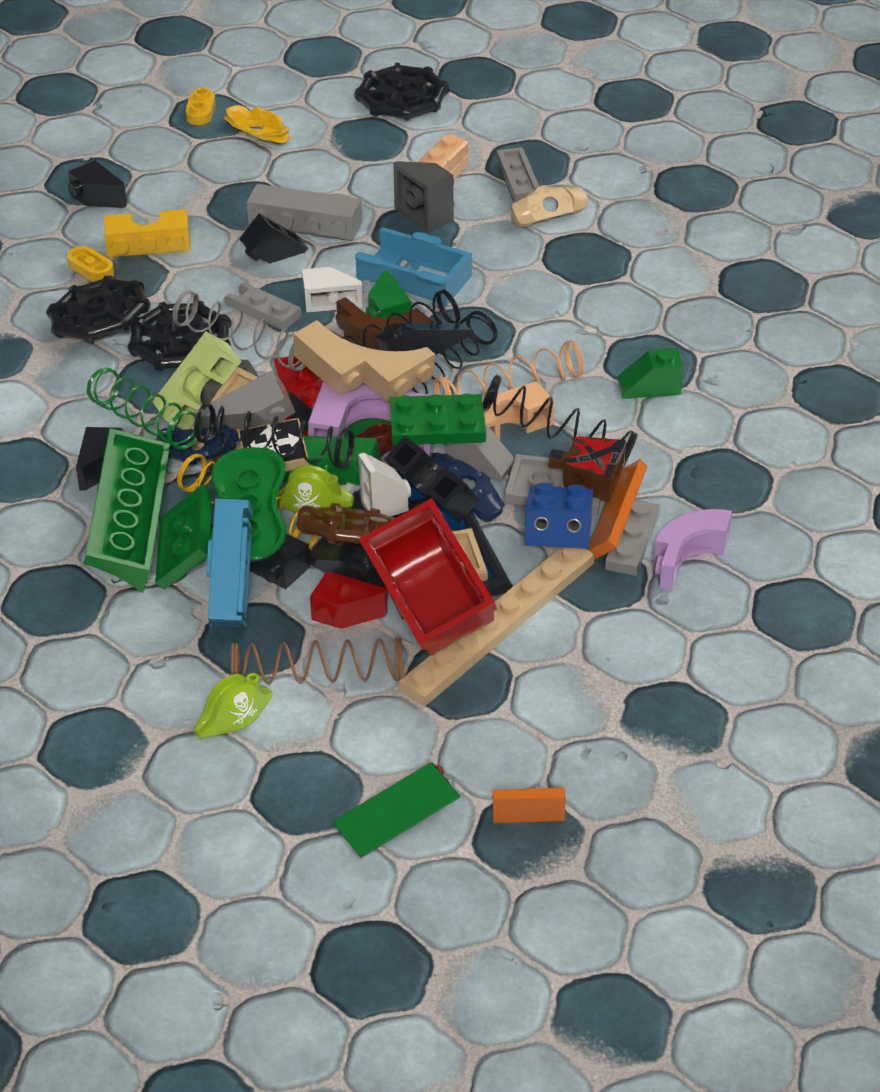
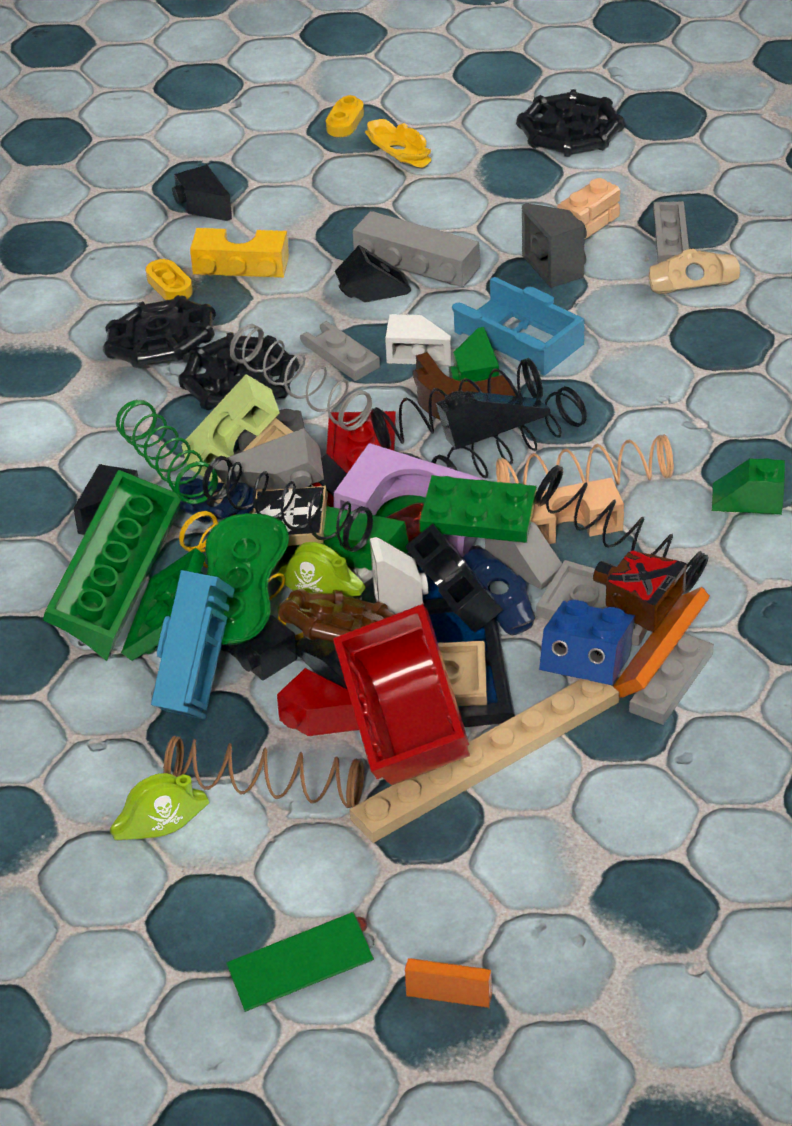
camera: 15 degrees right, 0 degrees up
(348, 365) = (394, 433): tan arch -> none
(688, 536) = (731, 688): lavender arch -> none

